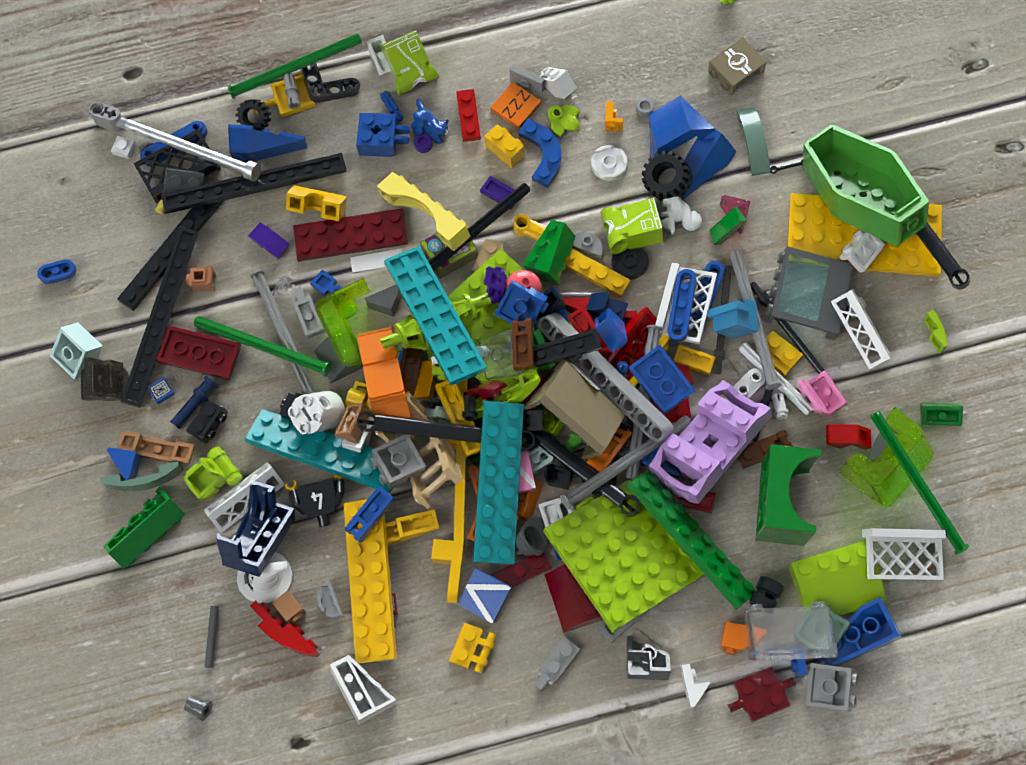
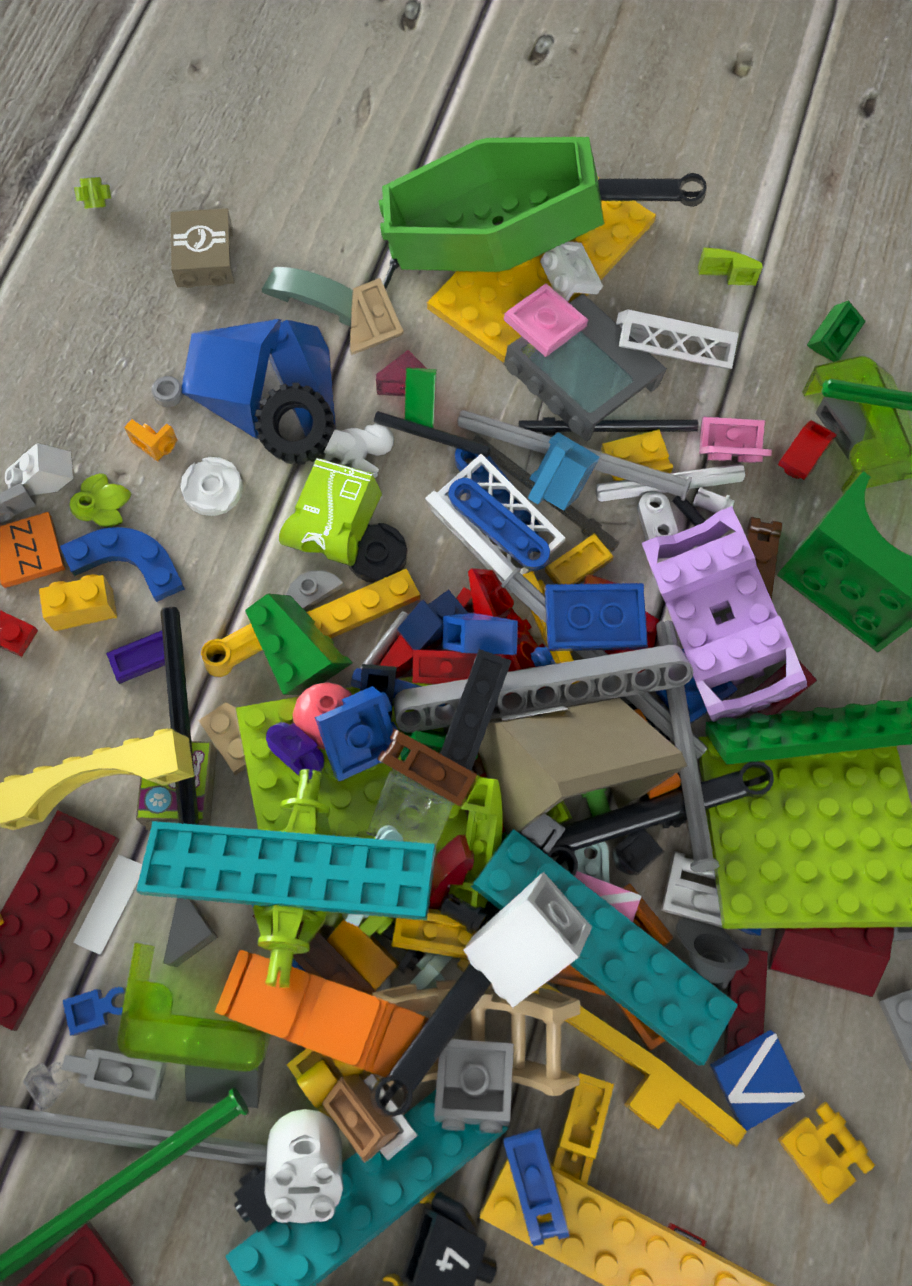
camera: 65 degrees left, 0 degrees up
(474, 438) = (528, 941): none -> white slope
(712, 244) = (432, 434): none -> black bar
(759, 172) = (372, 317): none -> tan wing
(817, 255) = (545, 320): none -> bright pink tile

